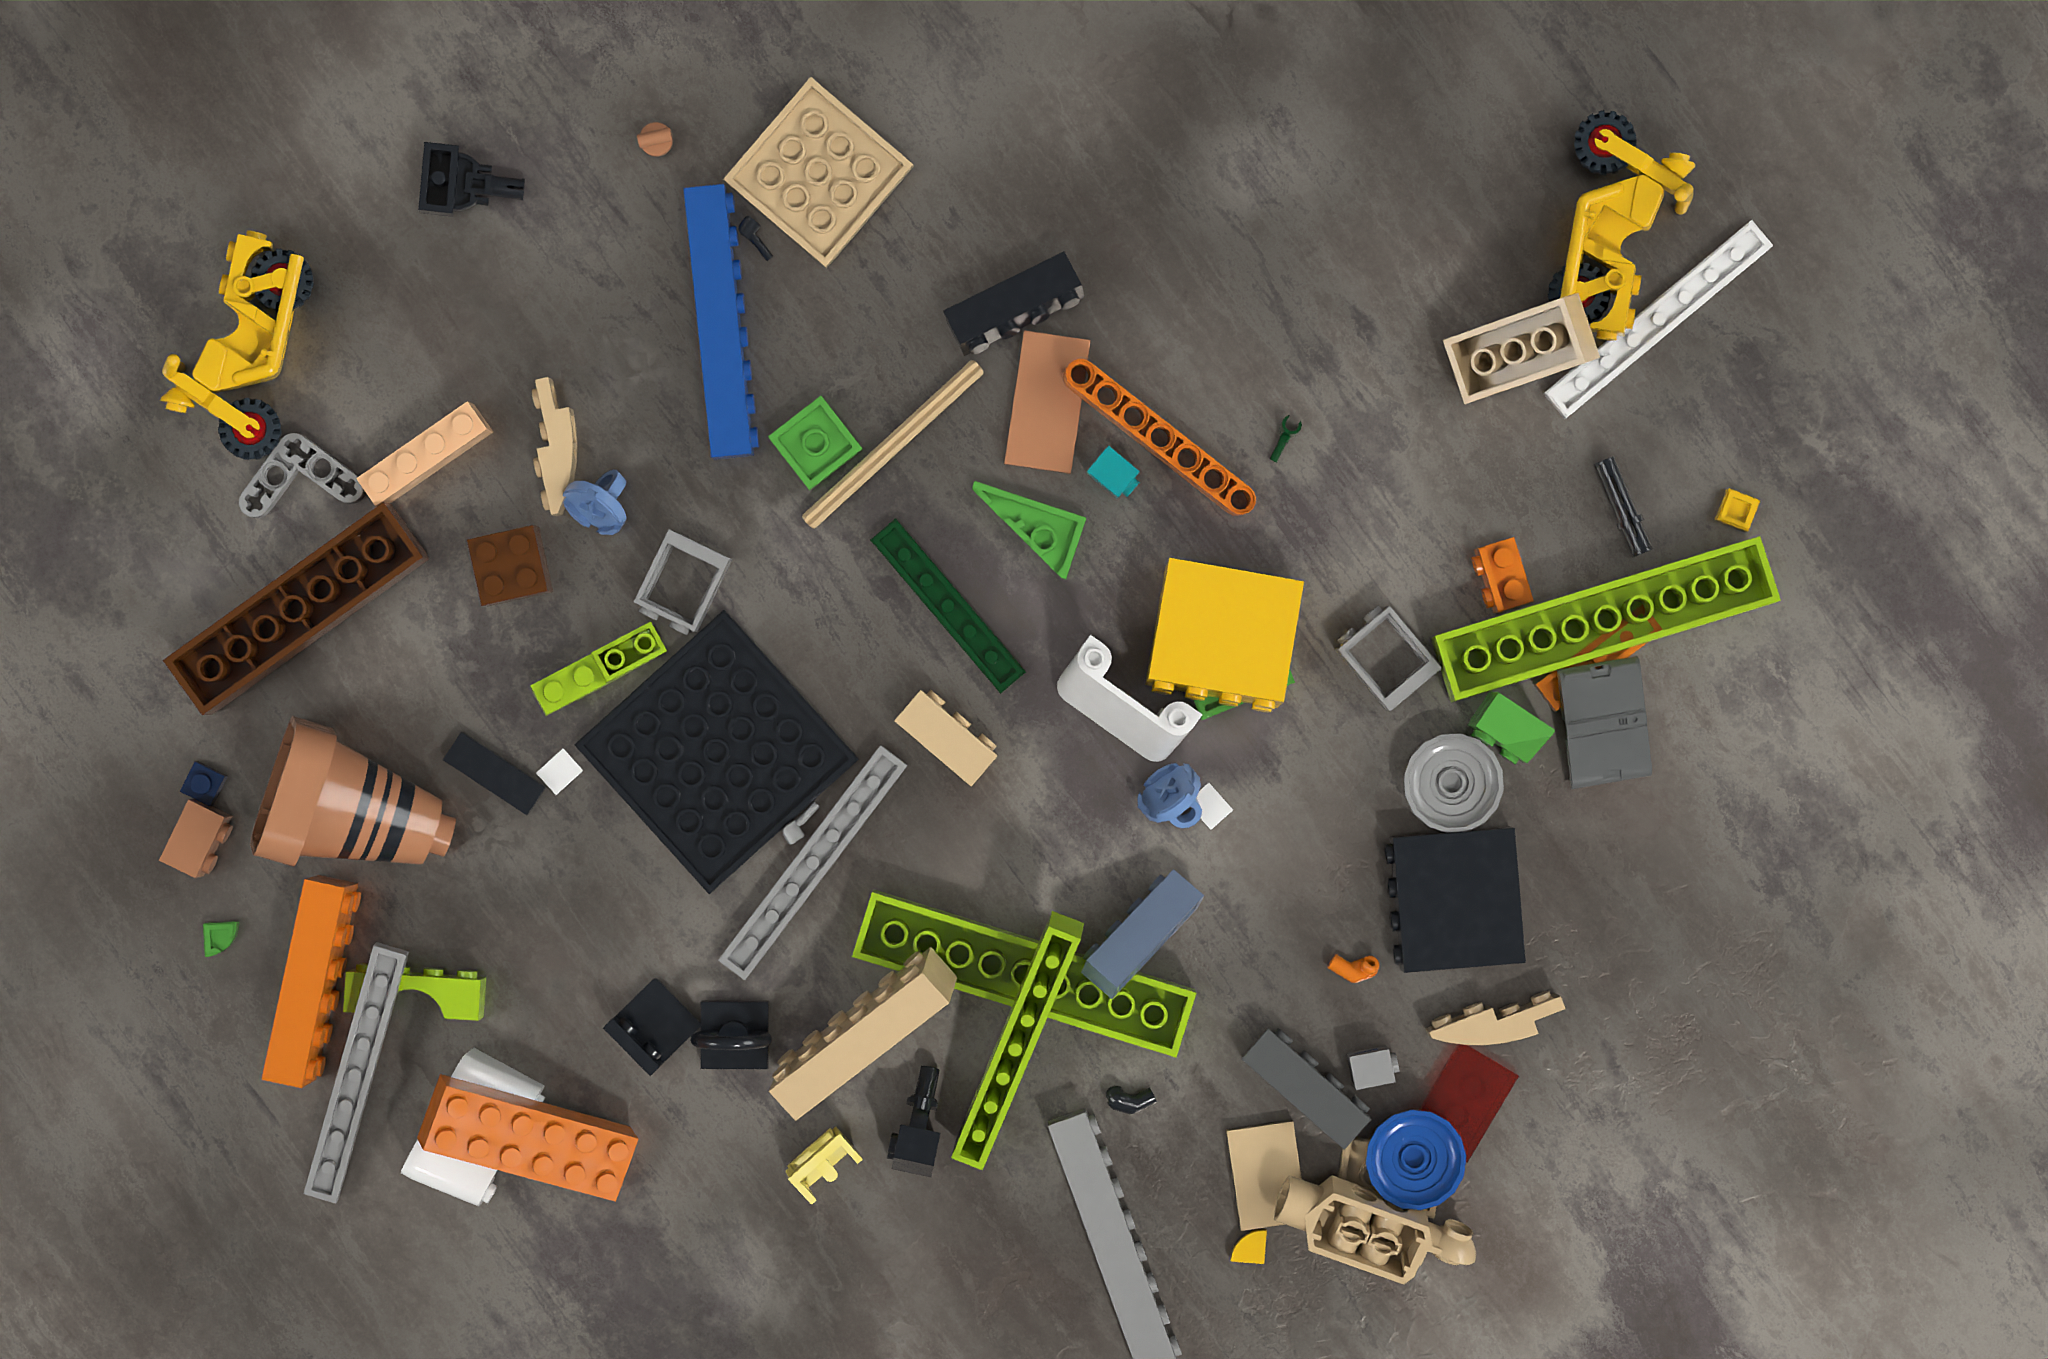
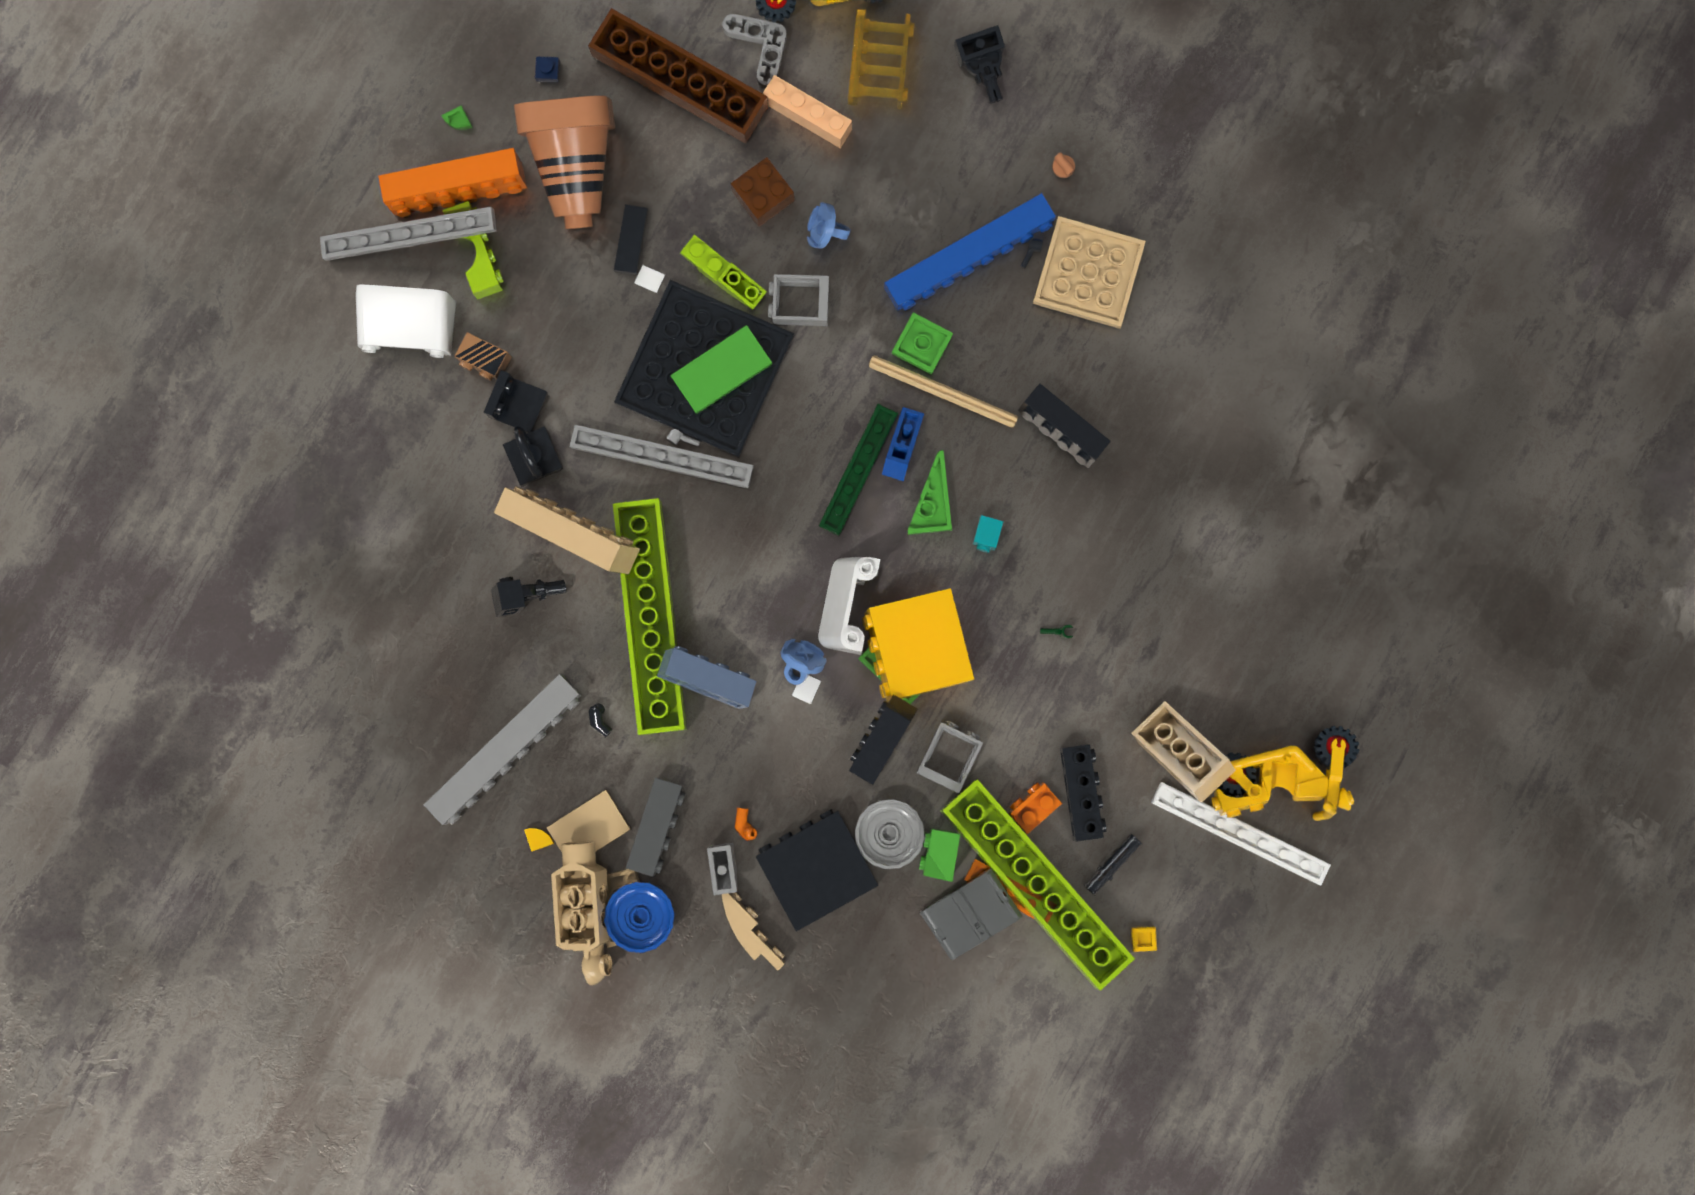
camera: 70 degrees right, 5 degrees down
(197, 839) = (511, 78): nougat brick -> none
(366, 338) = (862, 46): none -> clear yellow fence
(527, 1138) = (411, 353): orange brick -> none
(559, 459) = (842, 193): tan slope -> none
(570, 1043) = (482, 356): none -> brick
(731, 730) = (721, 369): none -> bright green tile
(819, 1161) = (475, 542): light yellow window -> none
(940, 530) = (902, 444): none -> blue slope
(947, 736) = (776, 504): tan brick -> none
(1017, 1040) = (605, 628): lime brick -> none
(1043, 406) = (1012, 474): nougat tile -> none
(1176, 441) = (1029, 542): orange beam -> none
(1327, 736) = (883, 739): none -> black brick
(1372, 1067) = (686, 864): light grey brick -> none
(1400, 1021) = (723, 868): none -> light grey slope
(1469, 1094) = (696, 935): clear red tile -> none
(1512, 504) = (1081, 792): none -> black brick

